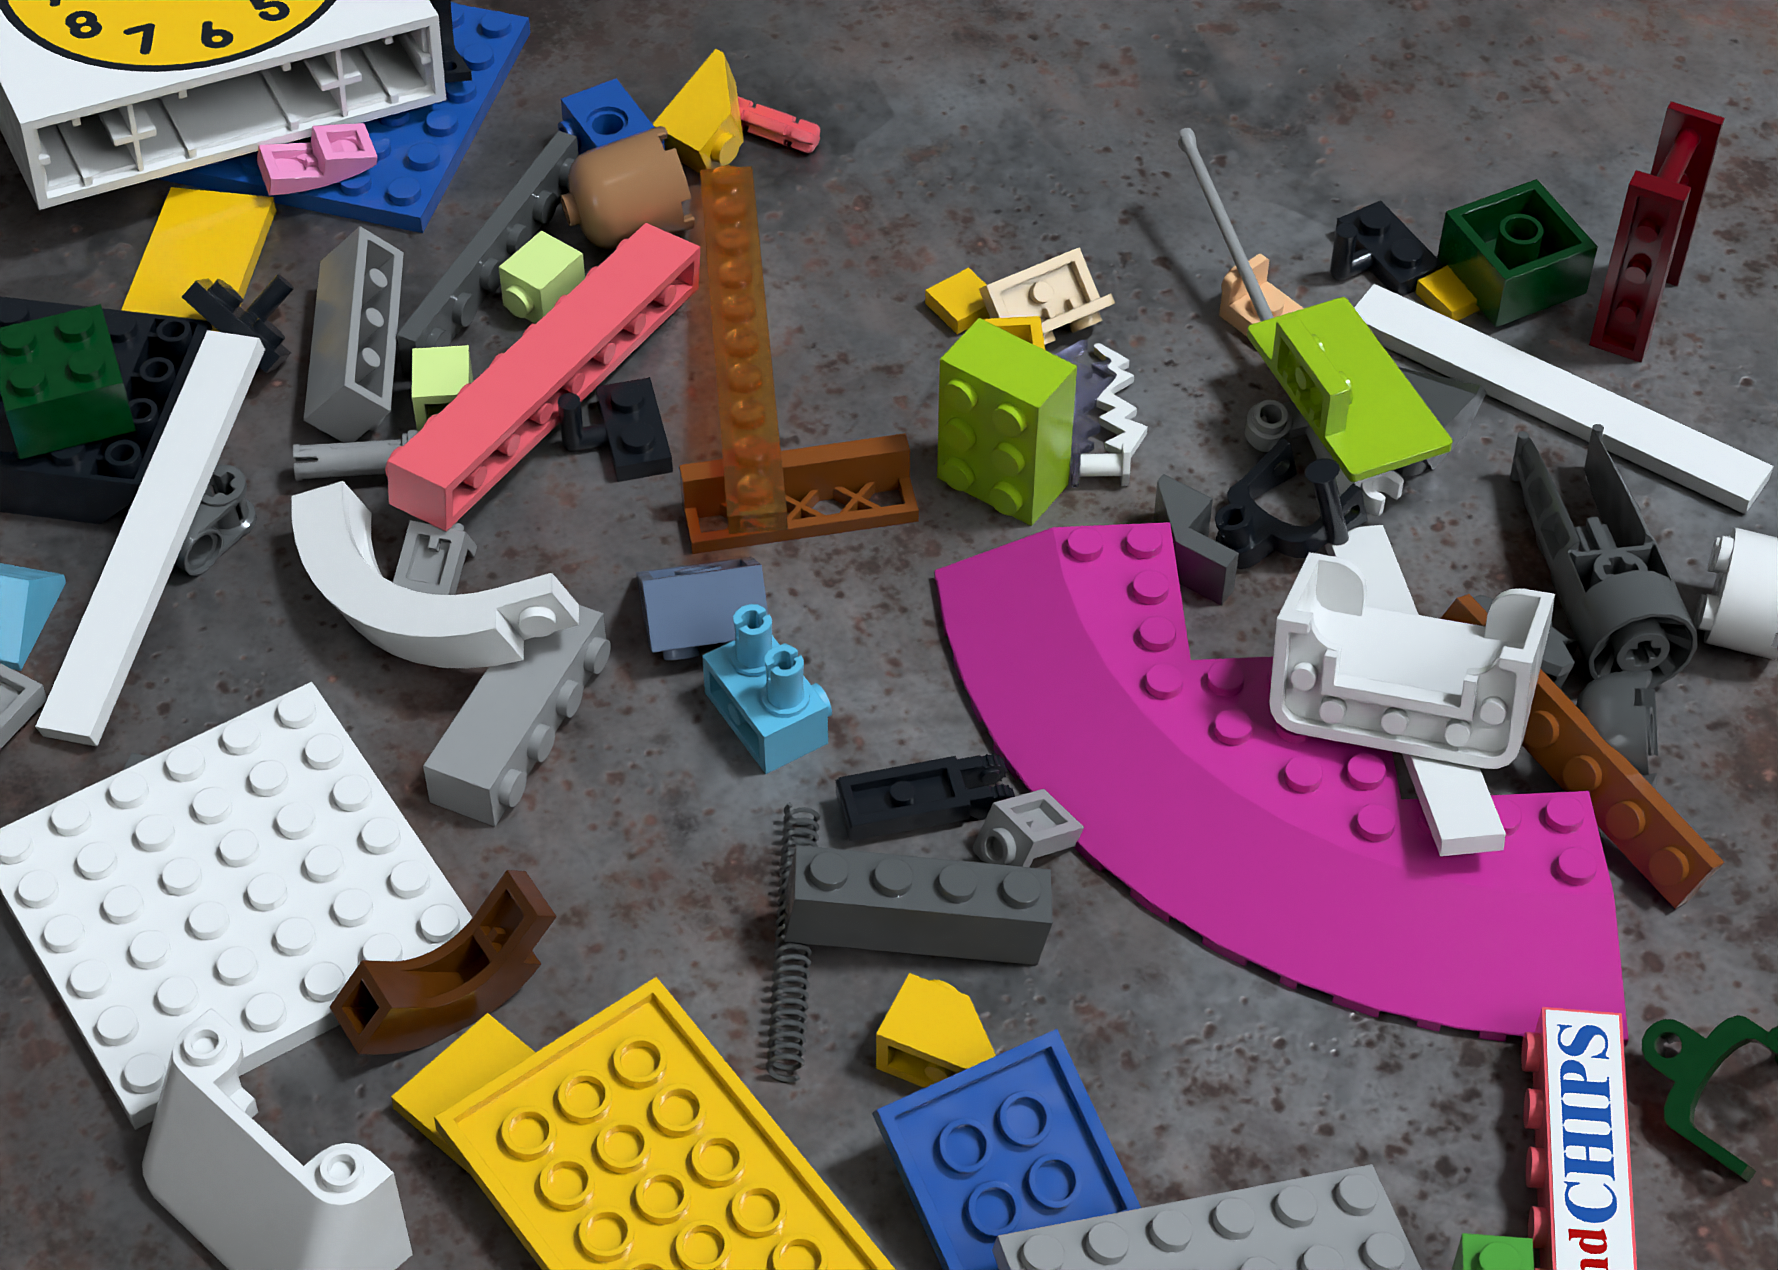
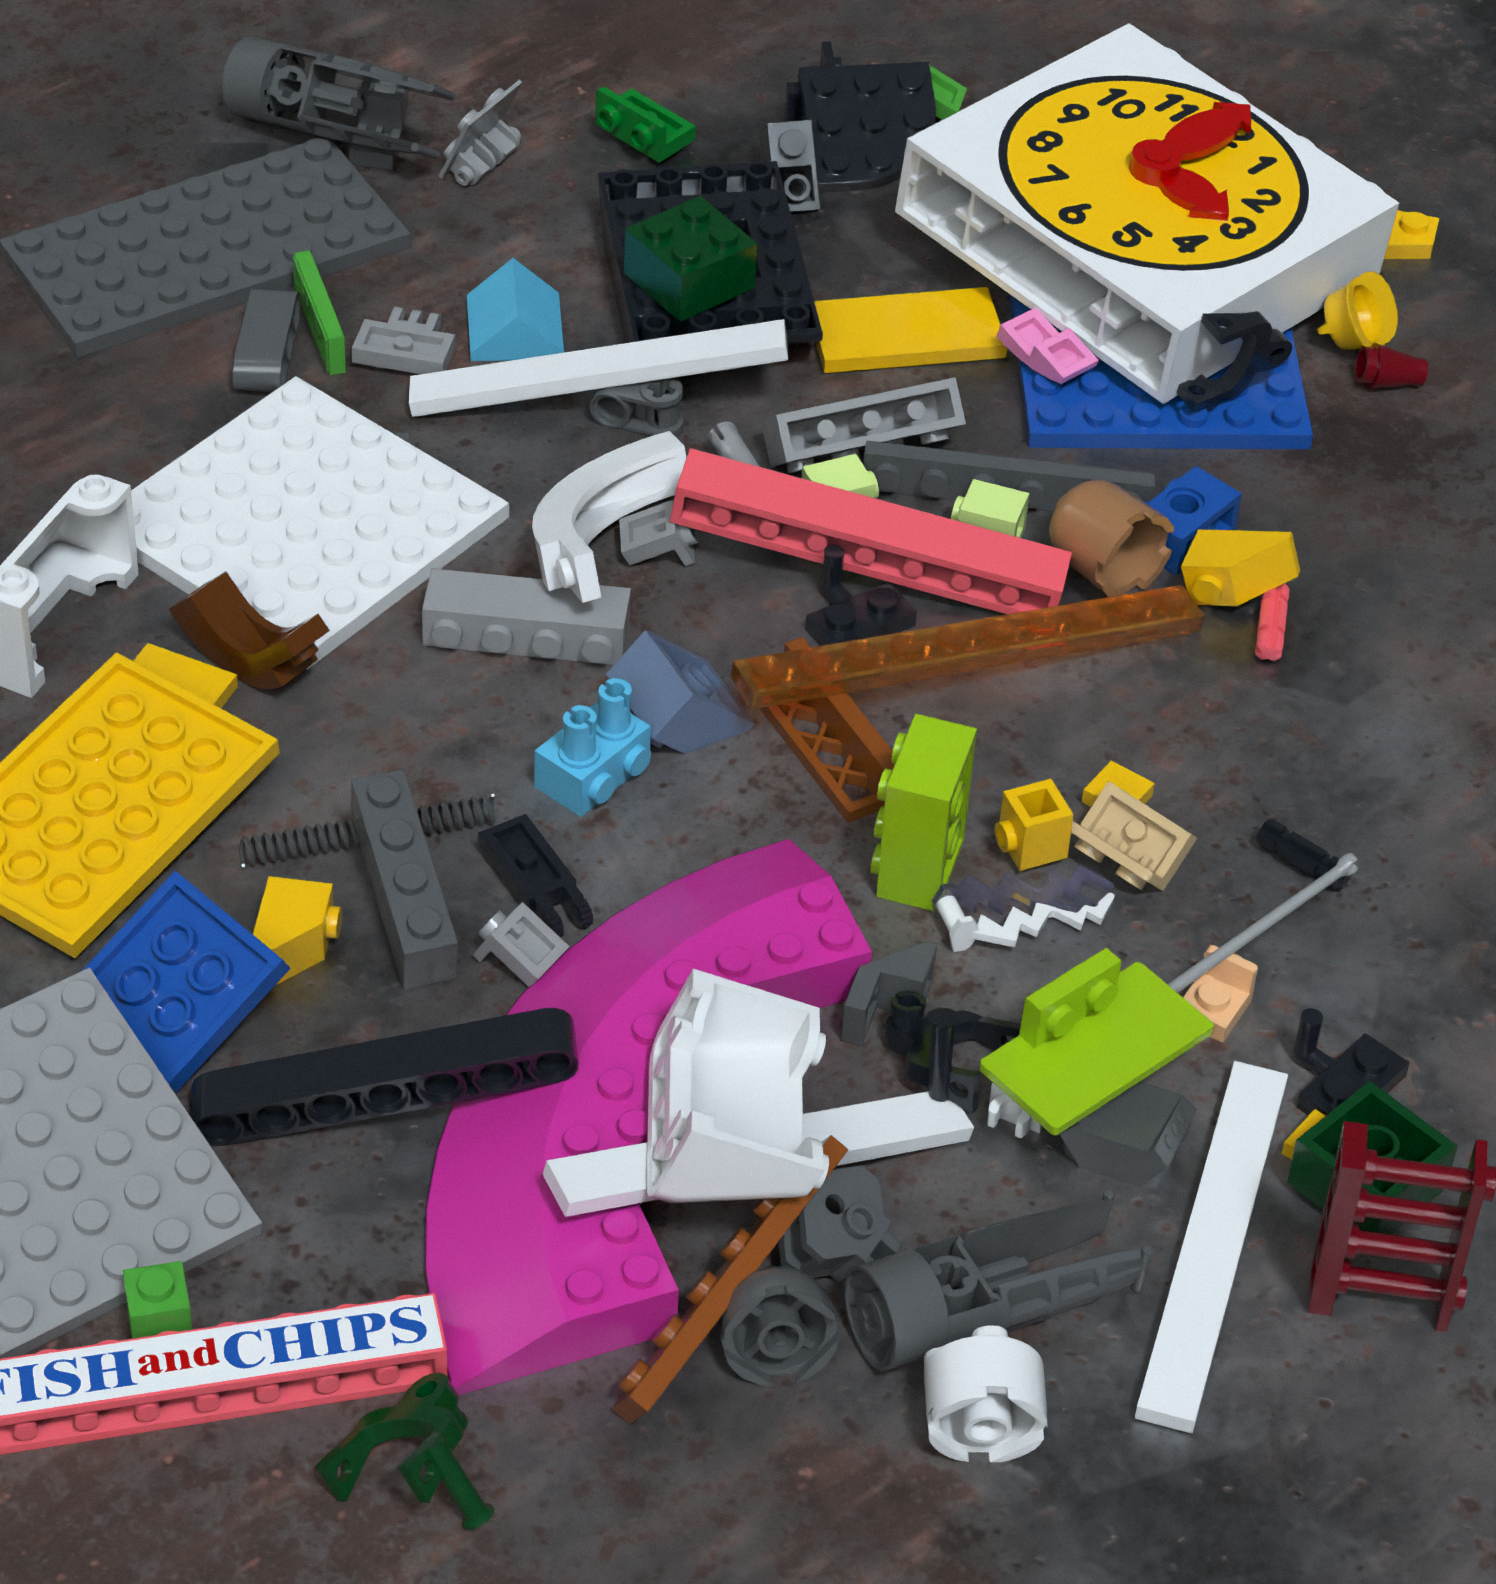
camera: 70 degrees right, 5 degrees down
(222, 309) = (836, 356): black plate -> none
(1095, 194) = (1298, 851): none -> black axle
(1221, 992) = (385, 1076): none -> black beam

